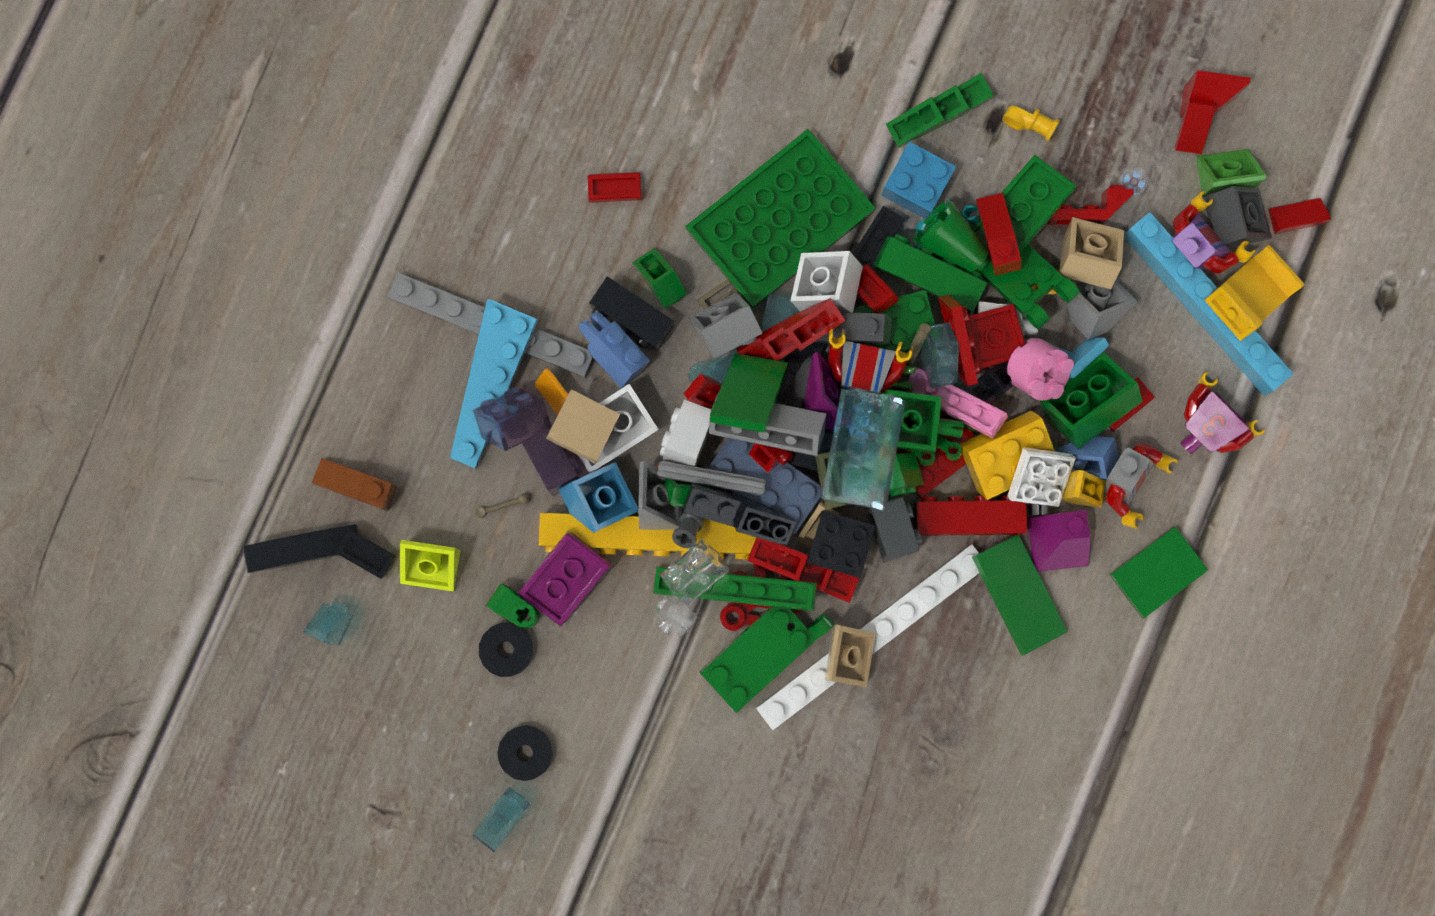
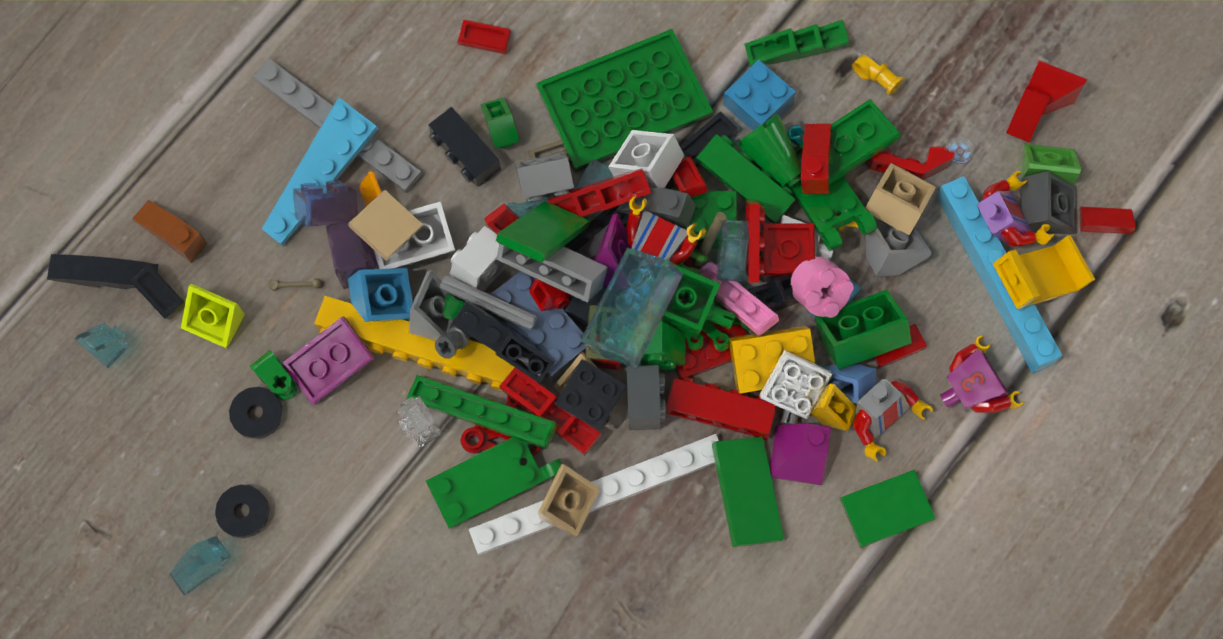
camera: 20 degrees right, 10 degrees down
(613, 349) = (438, 172): medium blue hinge -> none
(694, 572) = (446, 383): clear brick -> none
(1086, 353) = (870, 288): medium azure tile -> none

